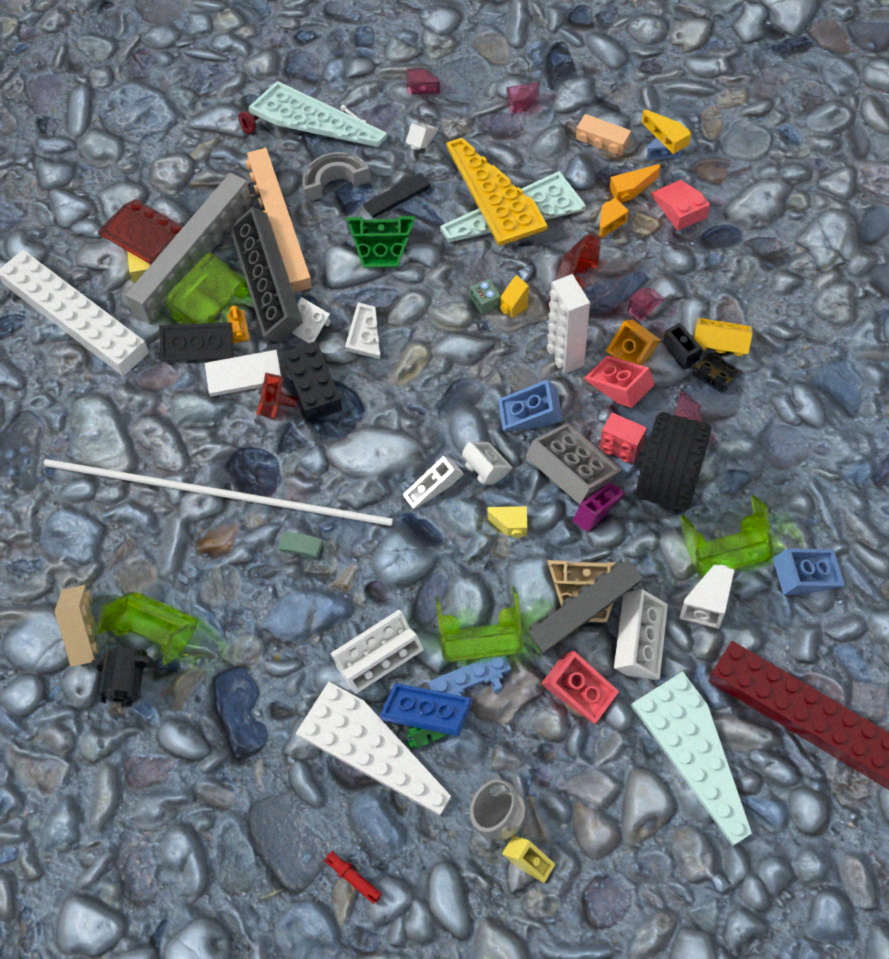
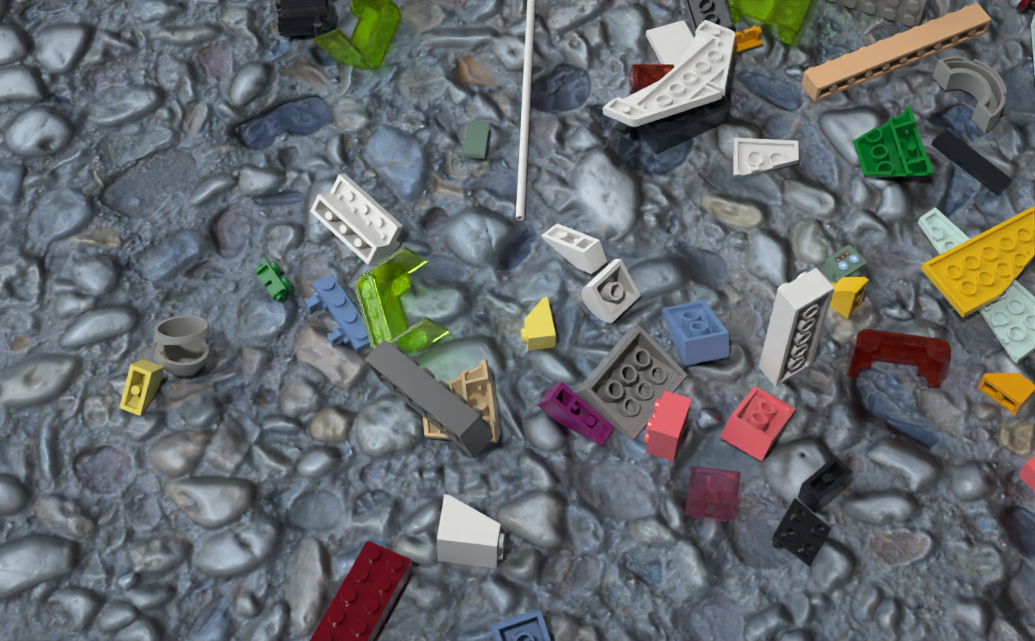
camera: 75 degrees right, 5 degrees down
(266, 275) = (809, 47): dark grey brick -> none
(293, 359) = (692, 83): none -> white wing
(313, 321) = (763, 101): white hinge -> none
(354, 878) = (120, 231): red pin -> none
(359, 738) = (264, 221): white wing -> none
(426, 709) = (295, 271): blue tile -> none
(580, 686) = (340, 416): coral slope -> none
(633, 343) = (816, 432): light orange slope -> none
(641, 635) = (411, 473): white slope -> none
(644, 302) = (887, 441): clear pink slope -> none
(673, 461) = (632, 466): black tyre -> none
(689, 738) = (303, 528): light aqua wing -> none
(723, 336) = (857, 534): yellow slope -> none
(736, 550) = (537, 557): clear neon green windscreen -> none

